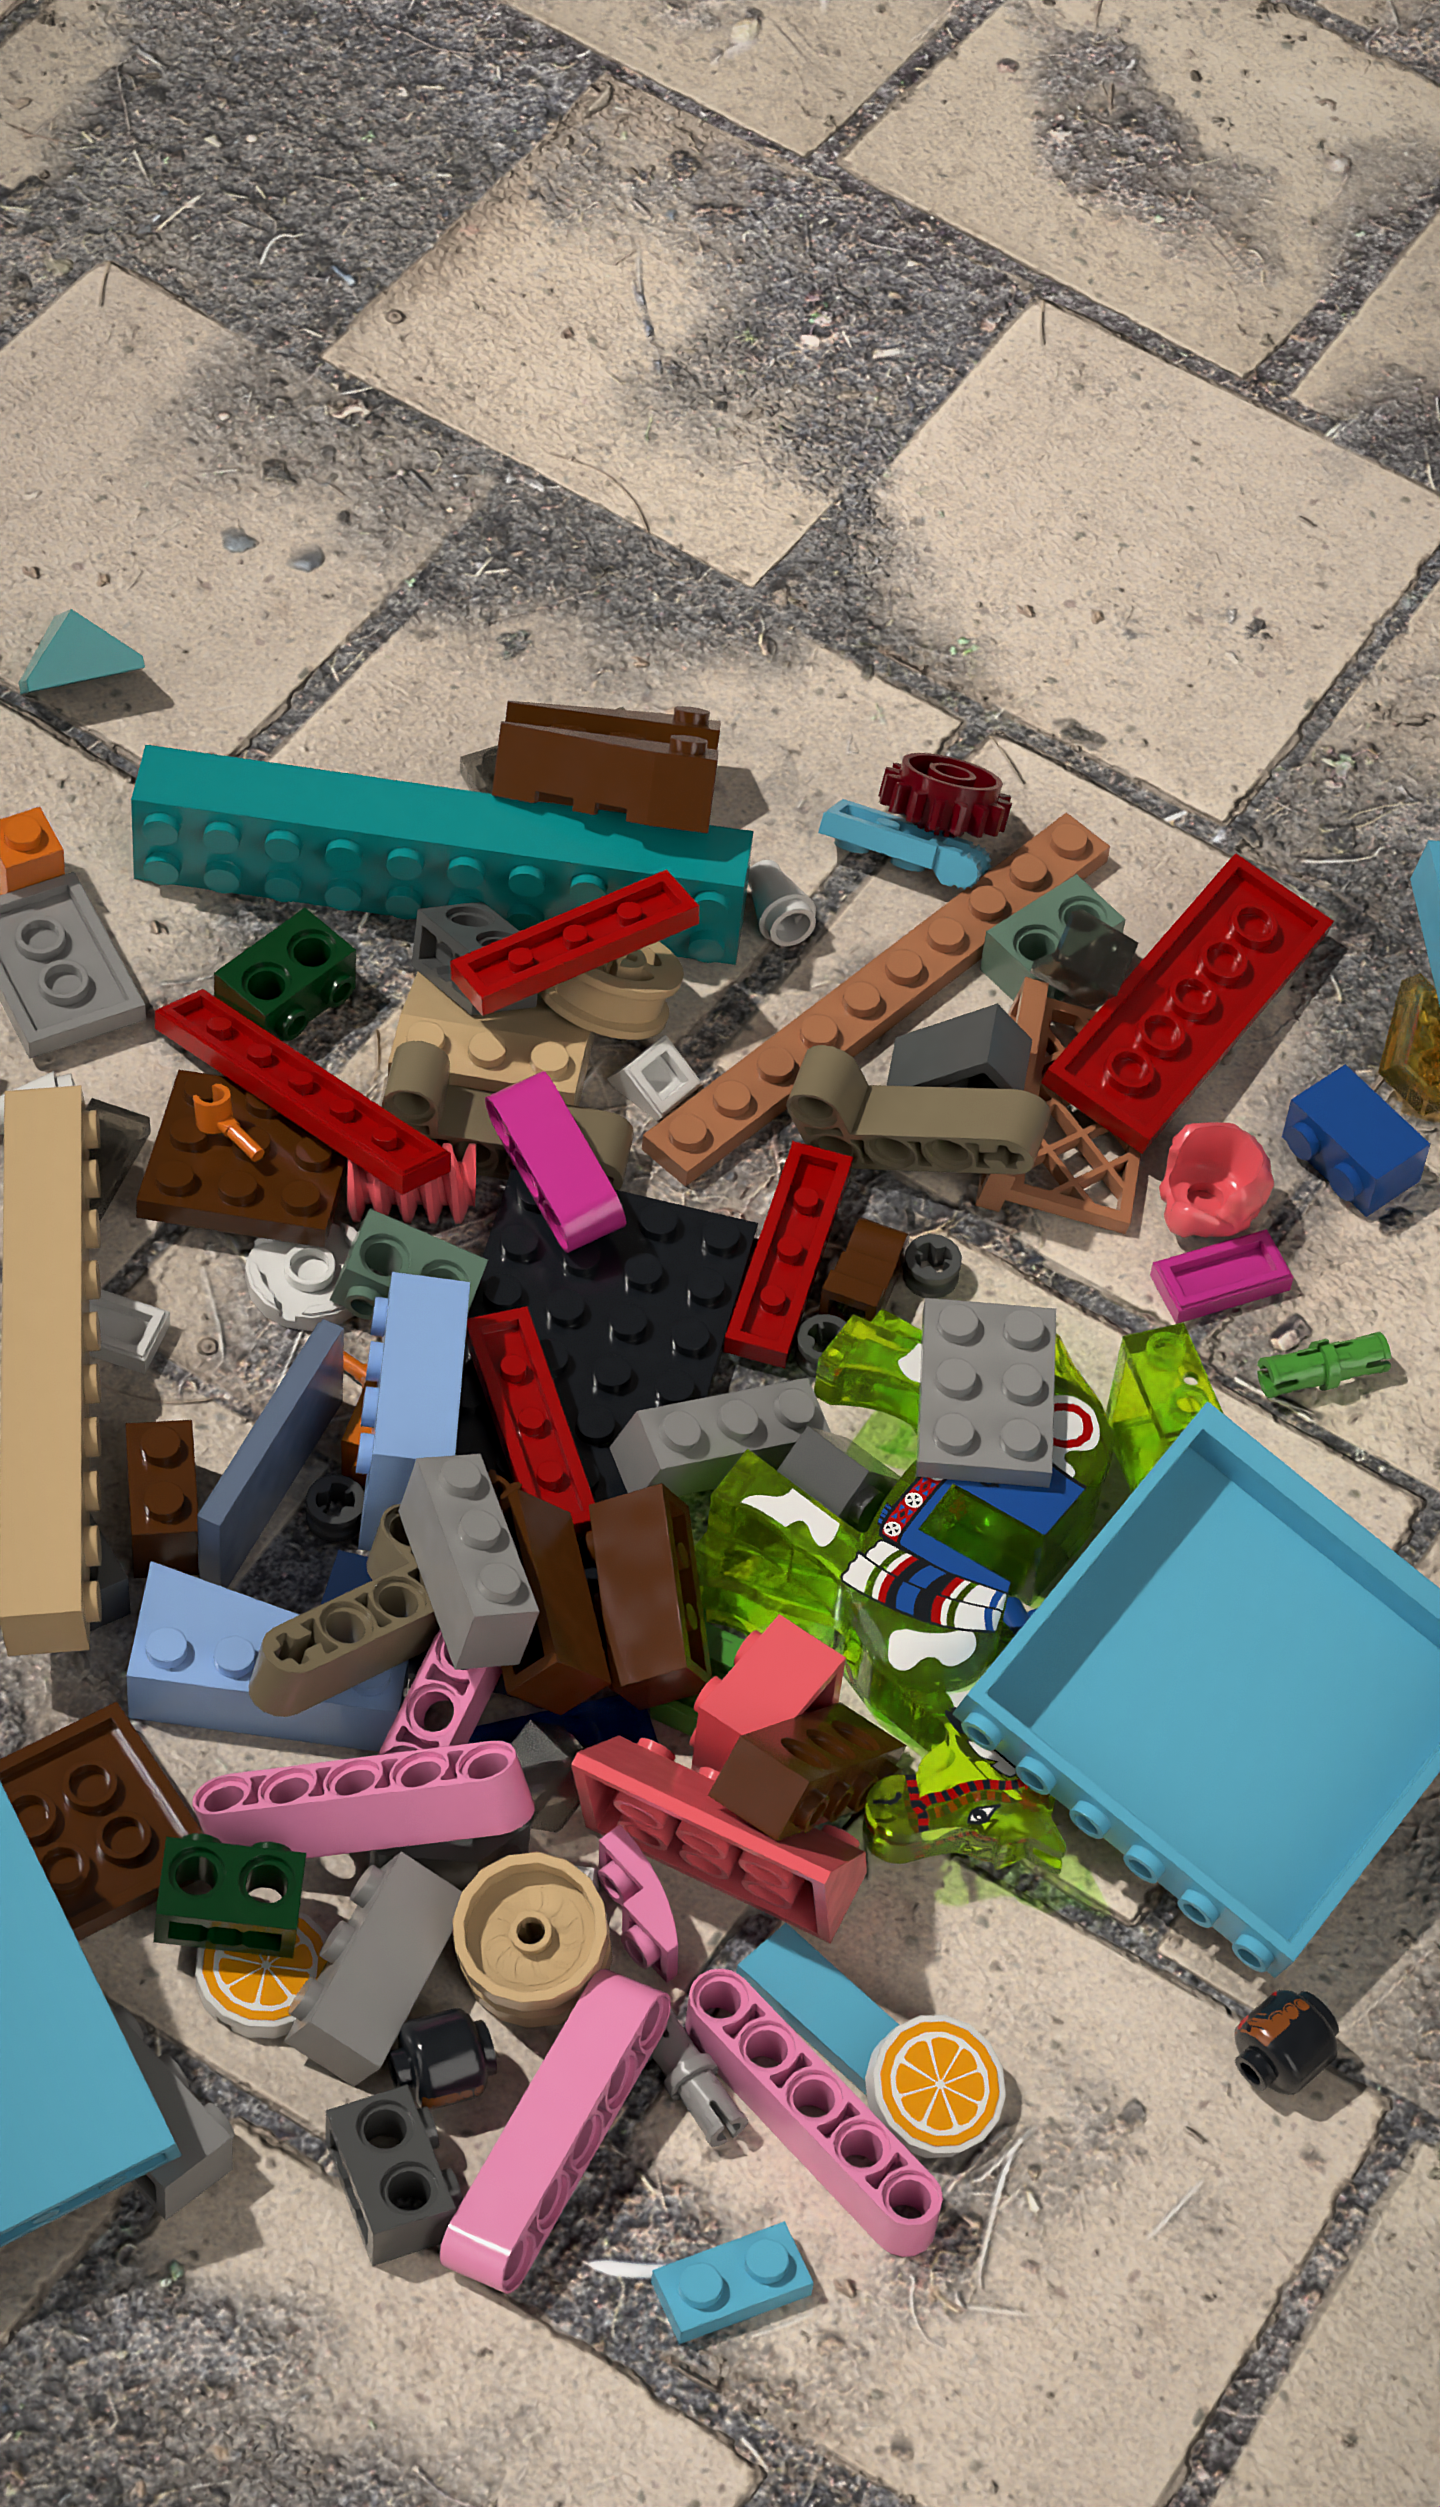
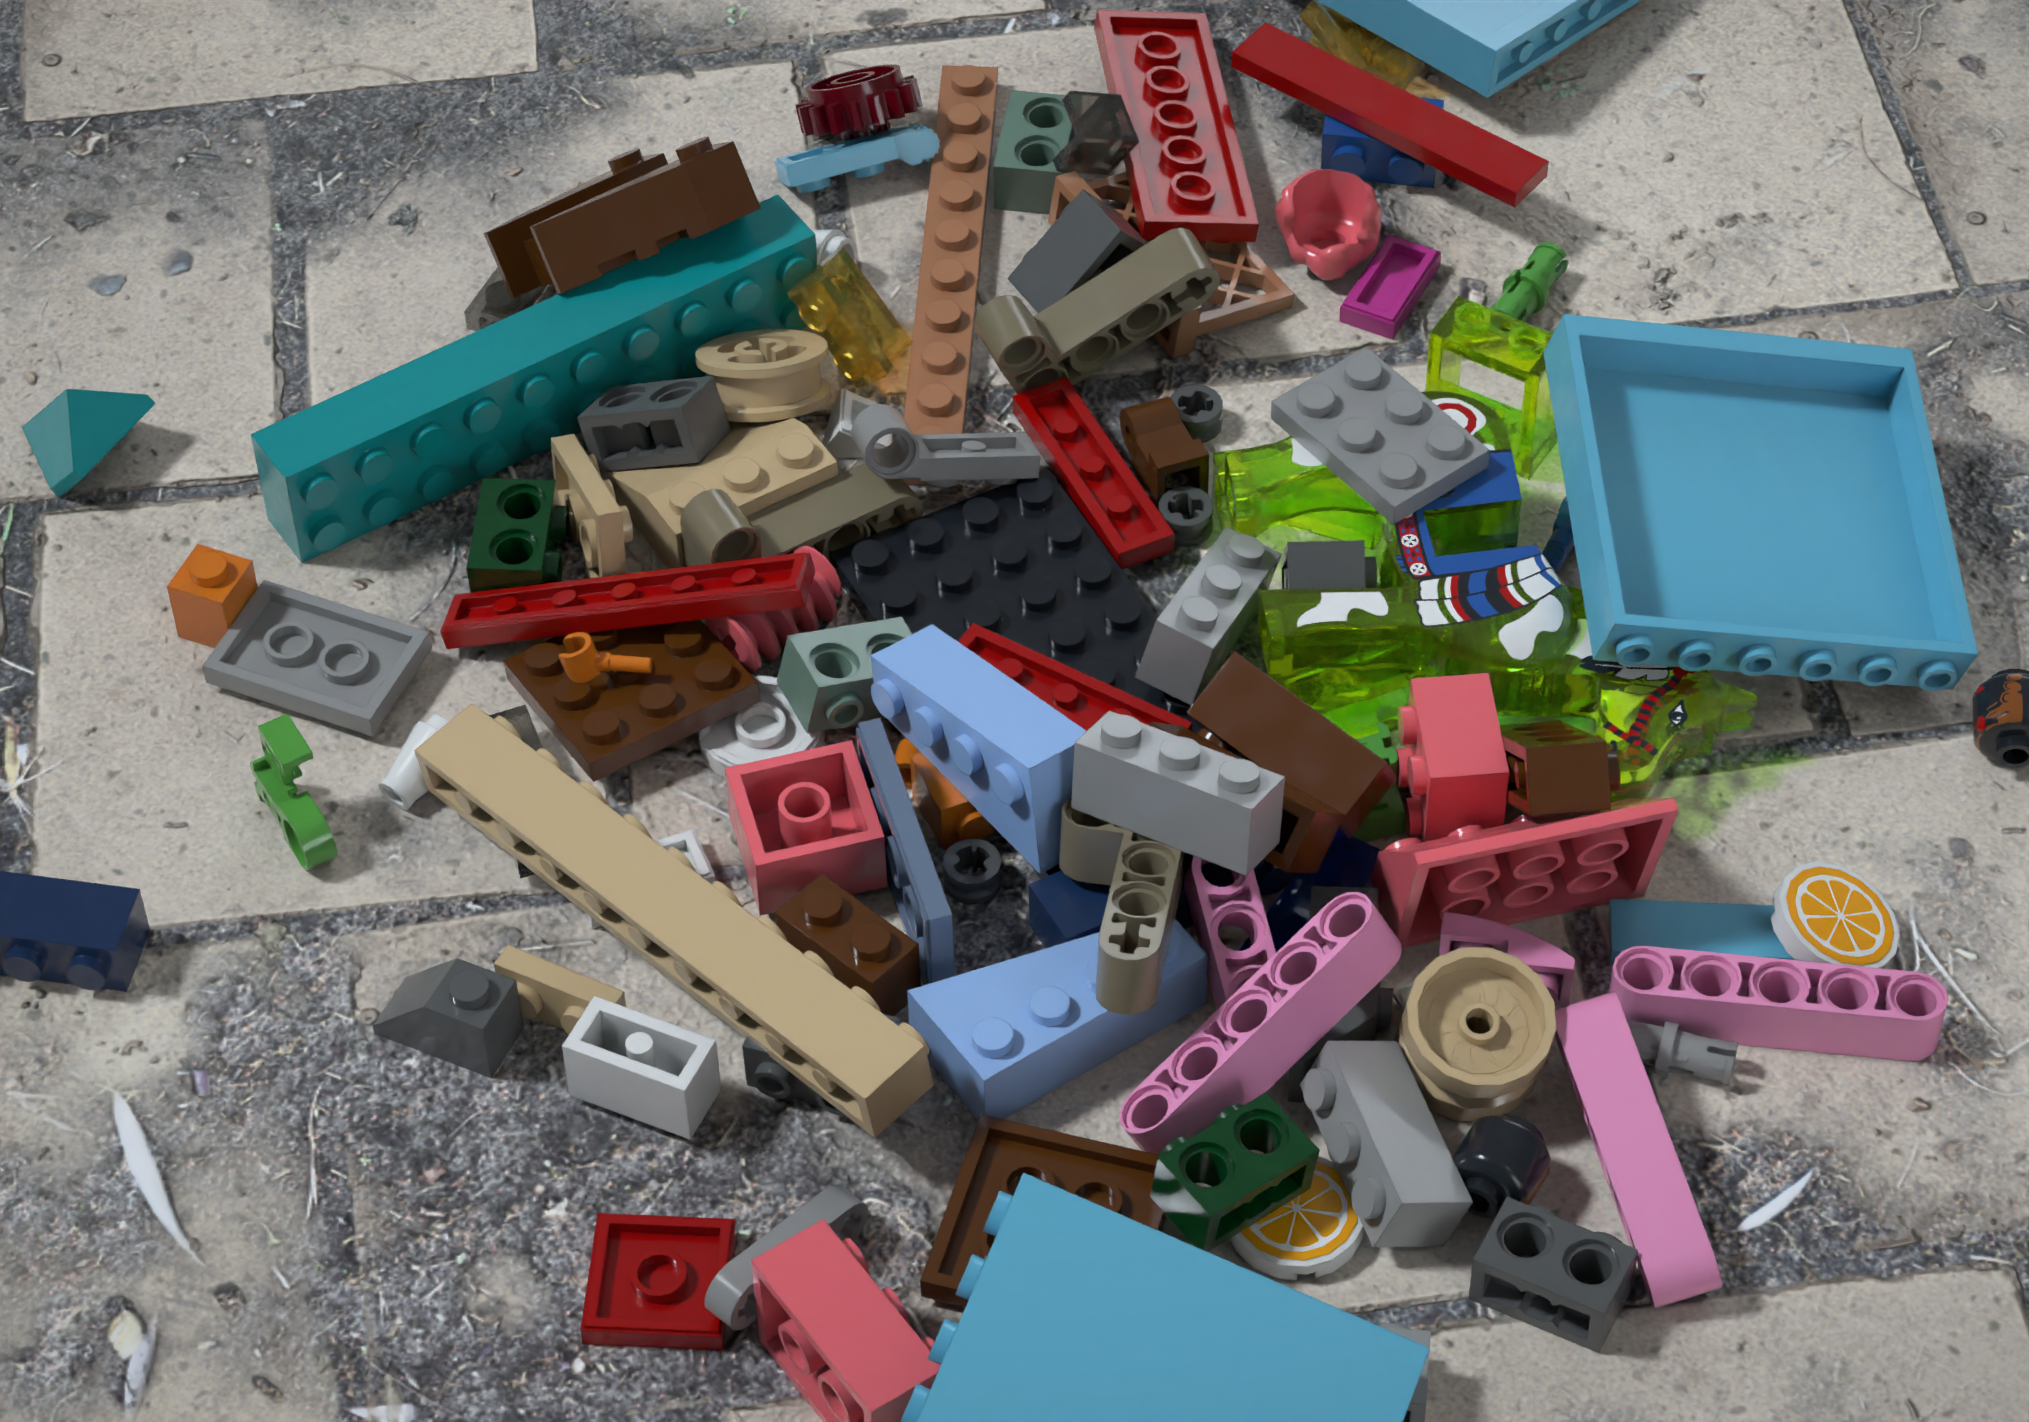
camera: 35 degrees left, 5 degrees down
(223, 1366) = (804, 820): none -> coral brick
(360, 993) = (593, 508): none -> tan wing
(555, 1161) = (879, 514): dark pink beam -> none
(574, 942) = (741, 349): red plate -> none
(666, 1148) = (942, 458): none -> light grey plate
(729, 980) = (851, 318): none -> clear yellow bracket
(732, 2282) = (1849, 1160): medium azure plate -> none
(1360, 1124) = (1390, 114): none -> red tile

